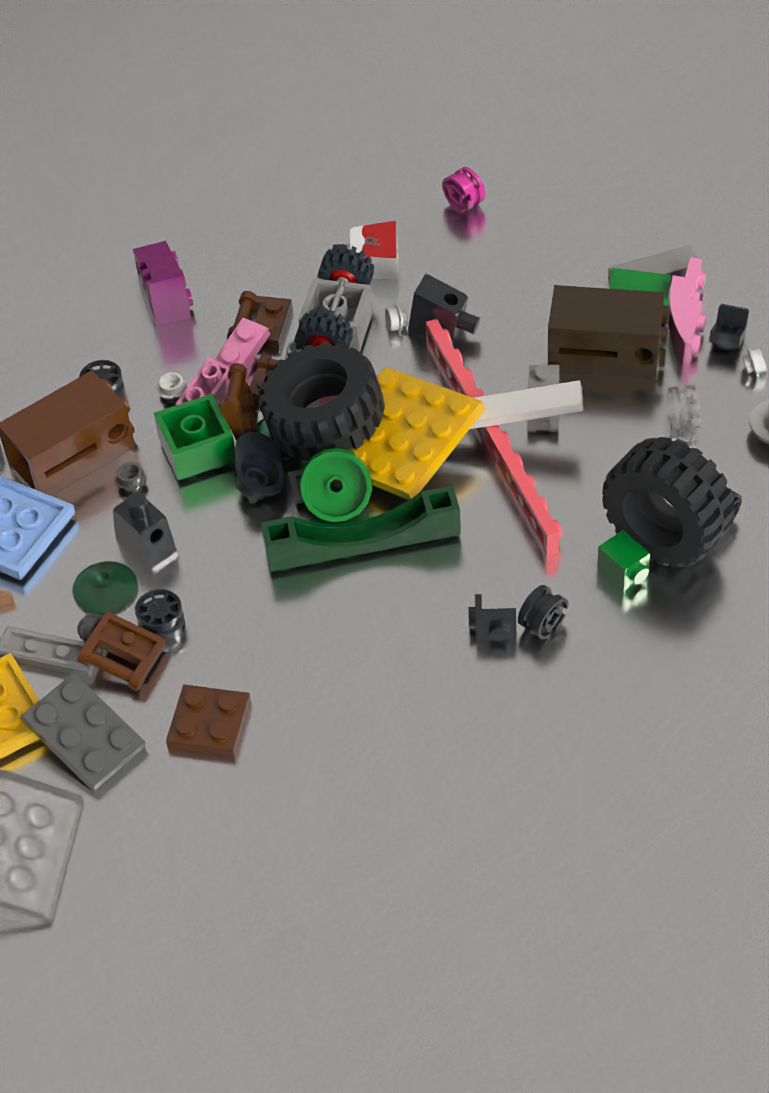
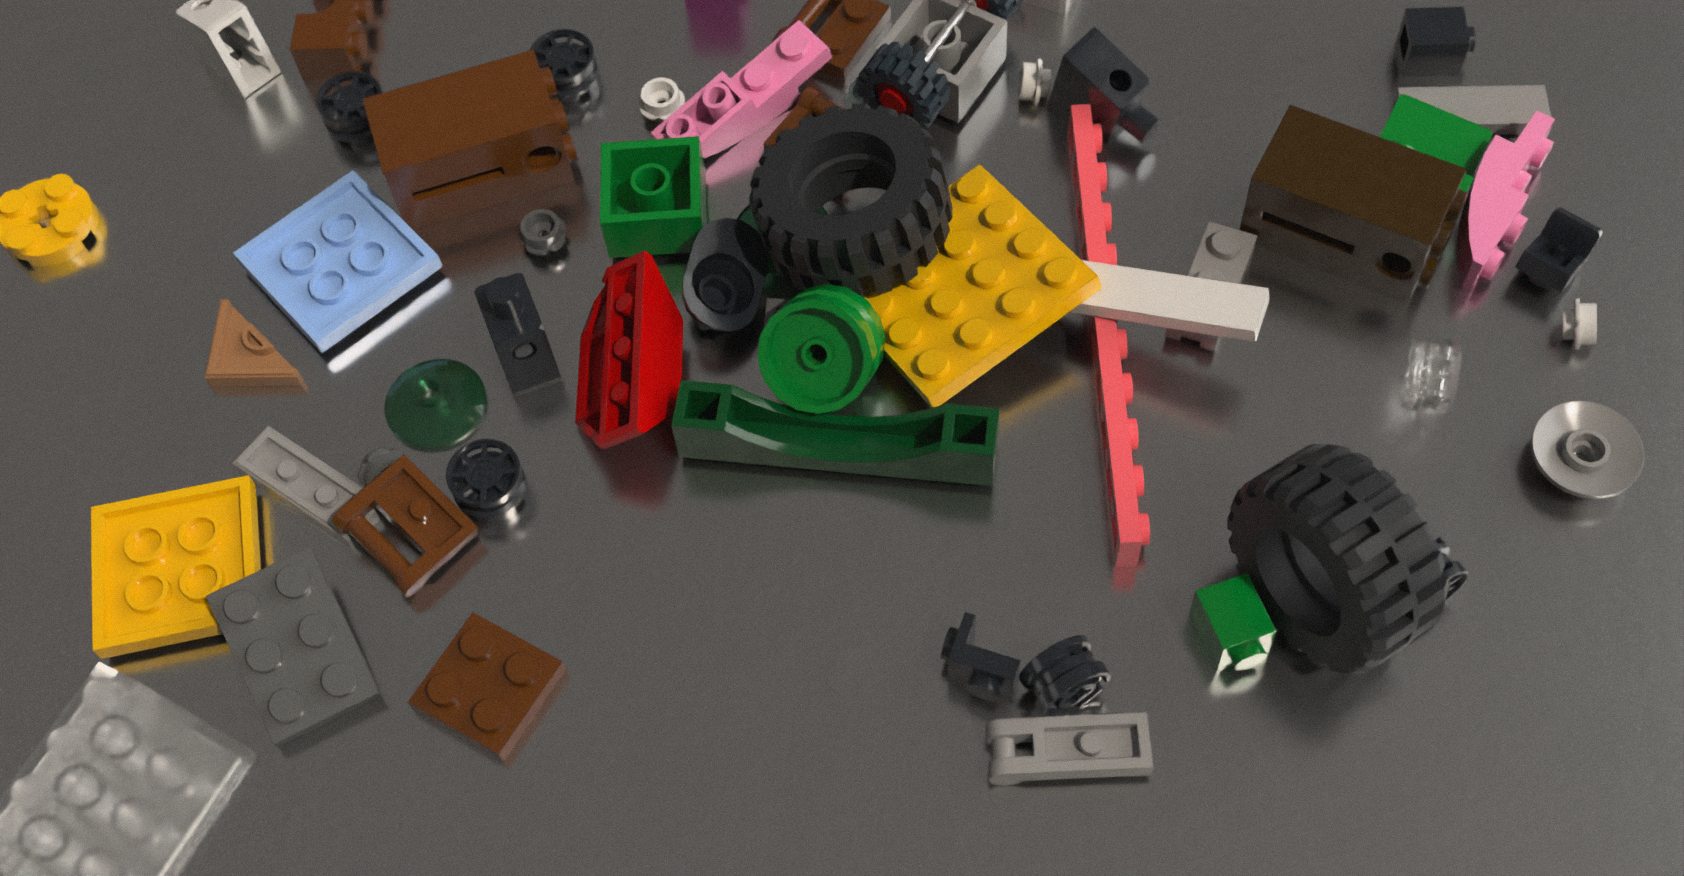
camera: 20 degrees right, 10 degrees up
(216, 523) = (629, 354): none -> red wedge
(240, 403) = (729, 166): reddish brown plate -> none
(558, 648) = (1070, 747): none -> light grey plate
(619, 237) = (1434, 41): none -> black brick

